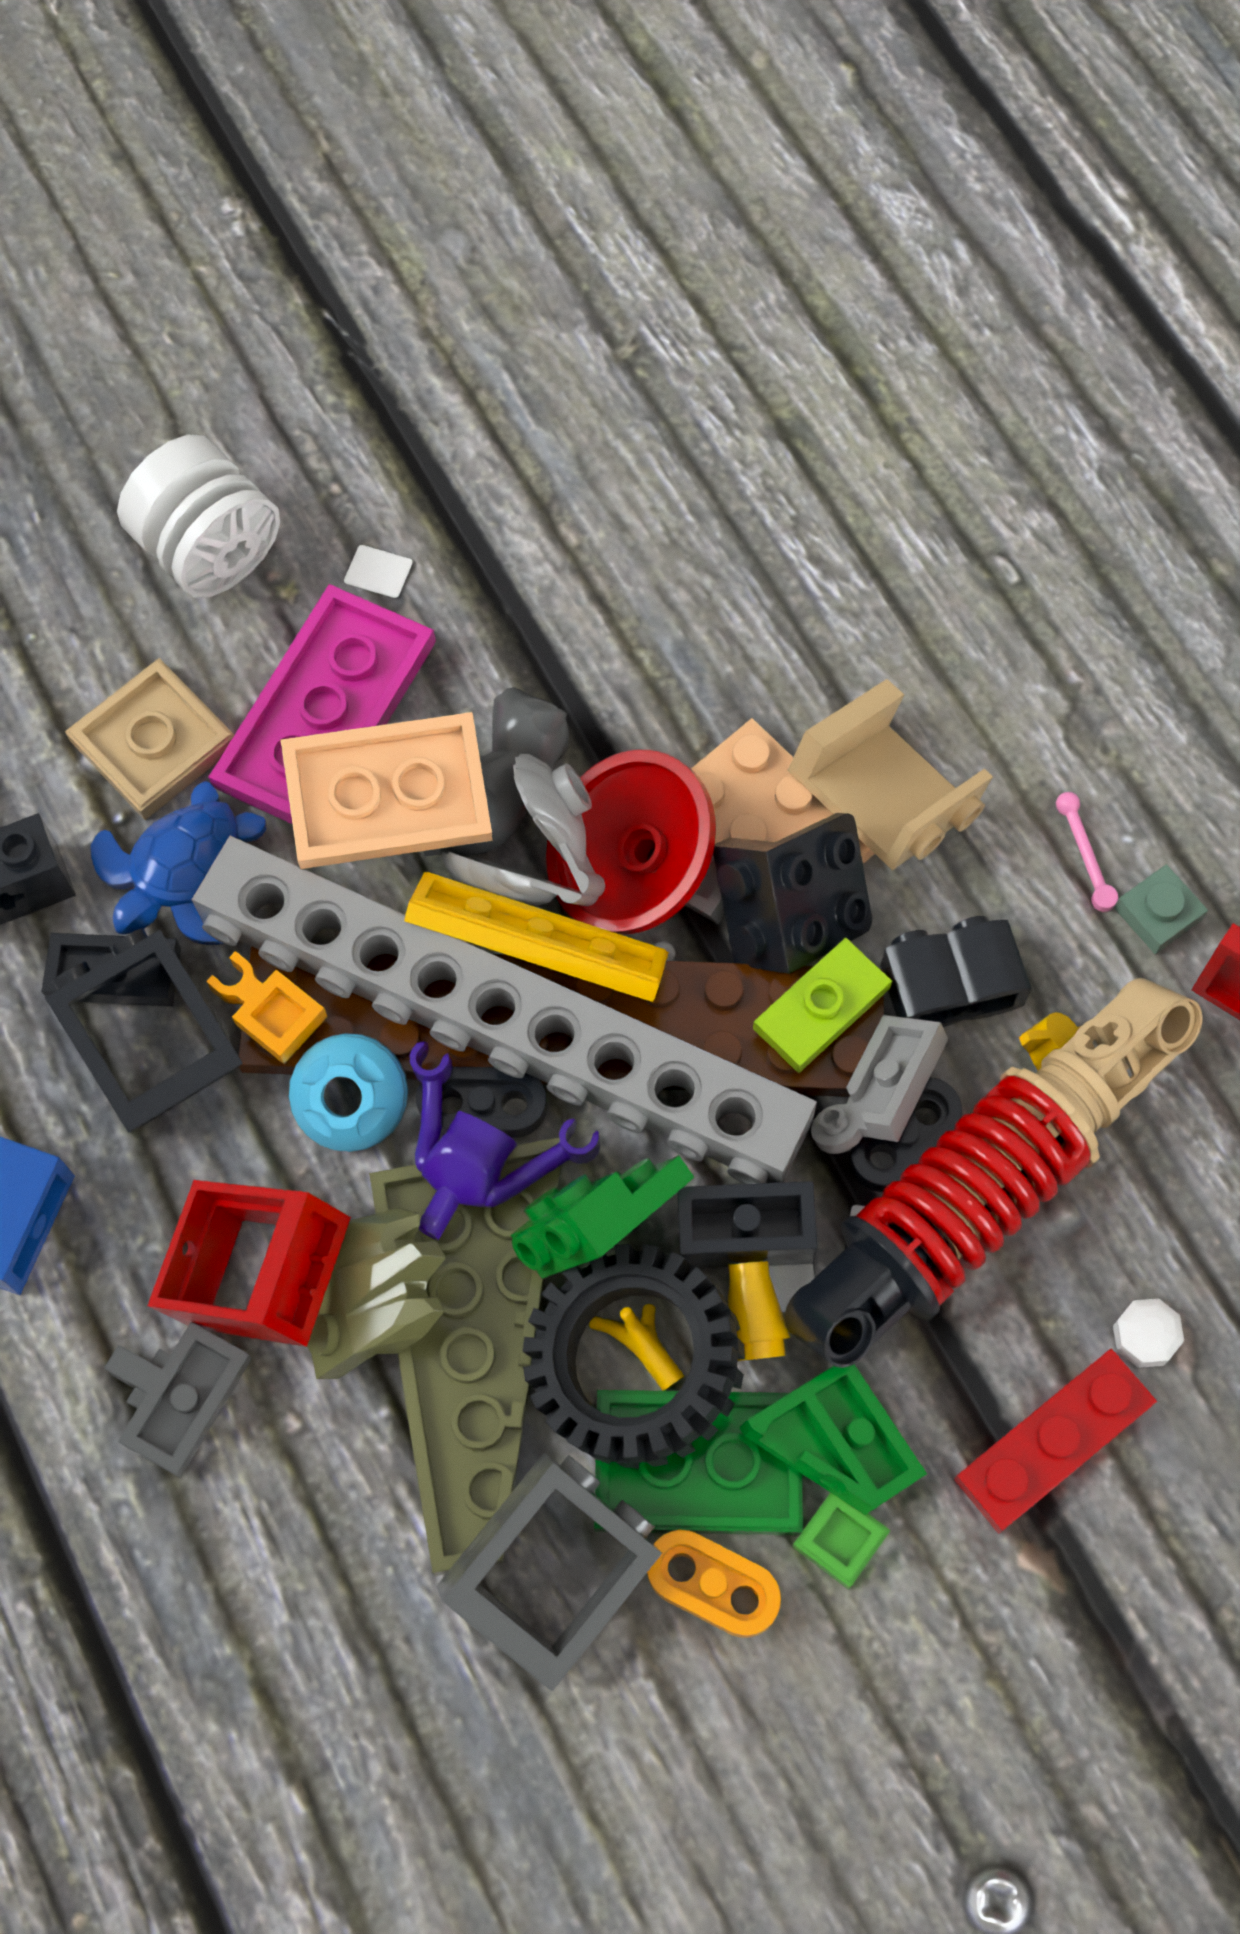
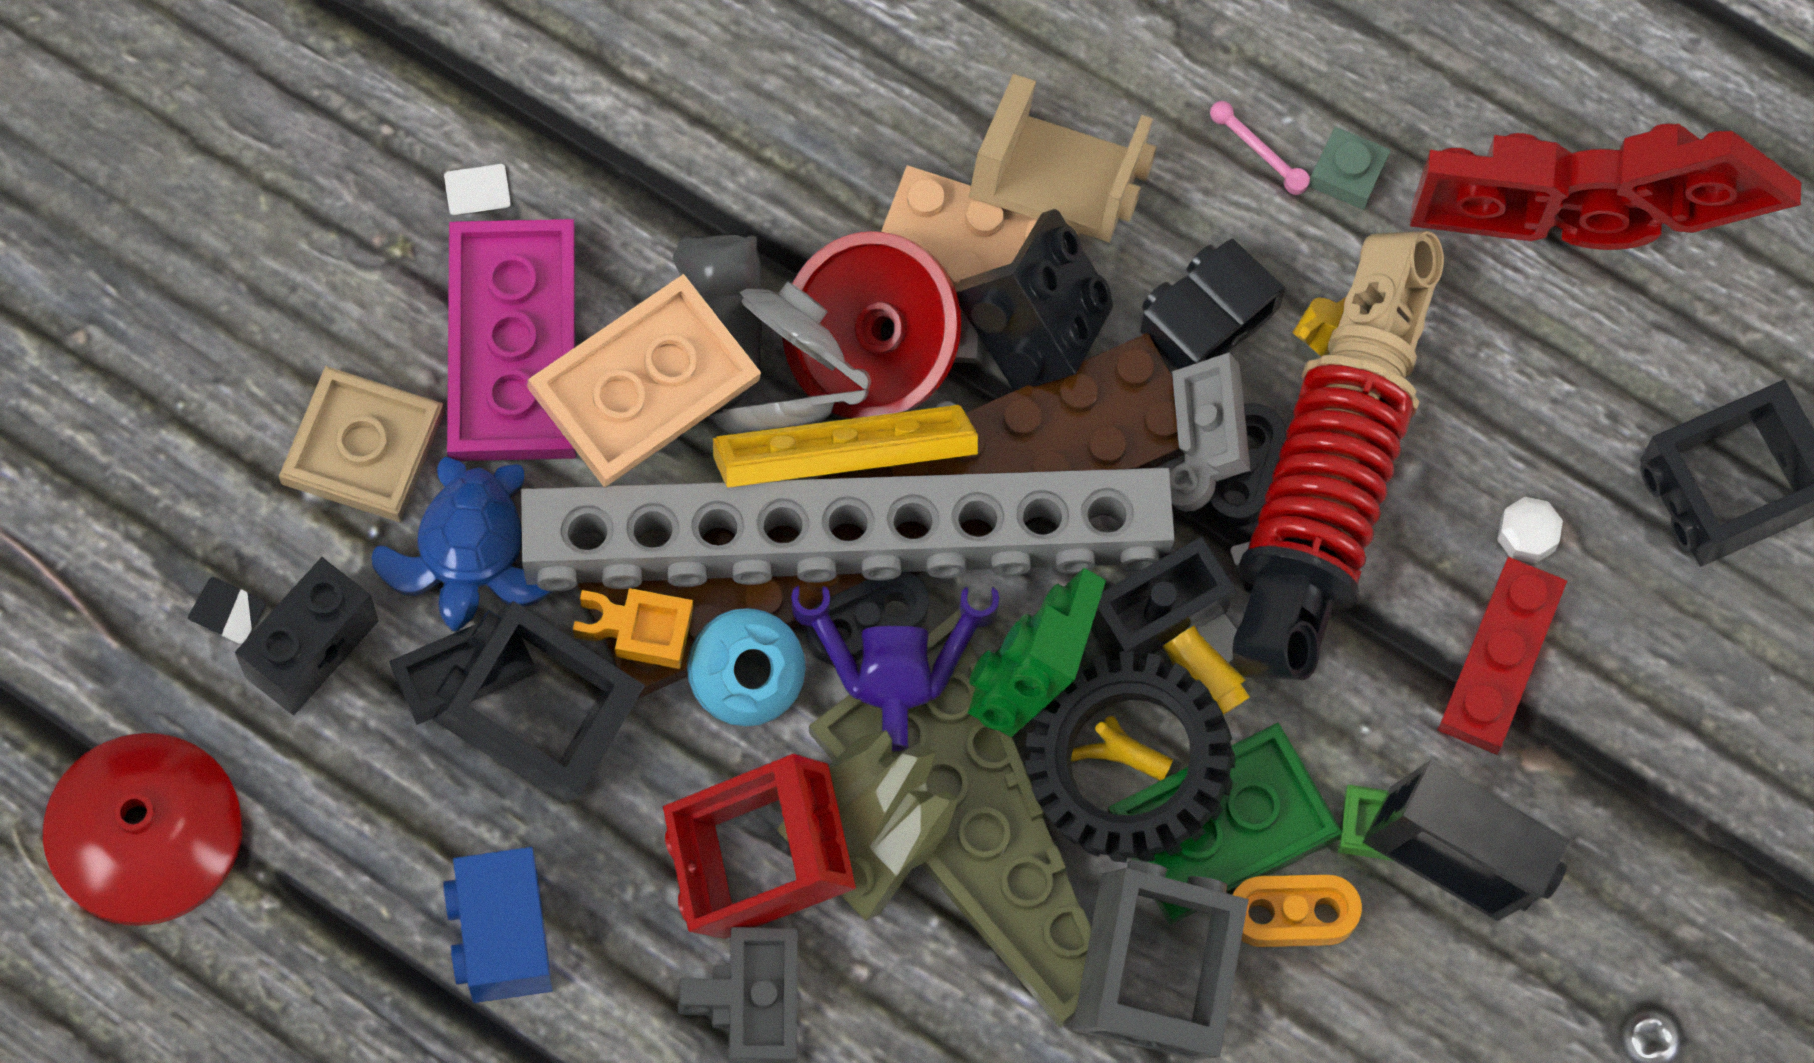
camera: 35 degrees left, 0 degrees up
(198, 515) = (293, 214): white wheel -> none
(822, 1005) = (1117, 387): lime plate -> none
(838, 1439) = (1332, 741): green wing -> none
(909, 1614) = (1468, 841): none -> black window

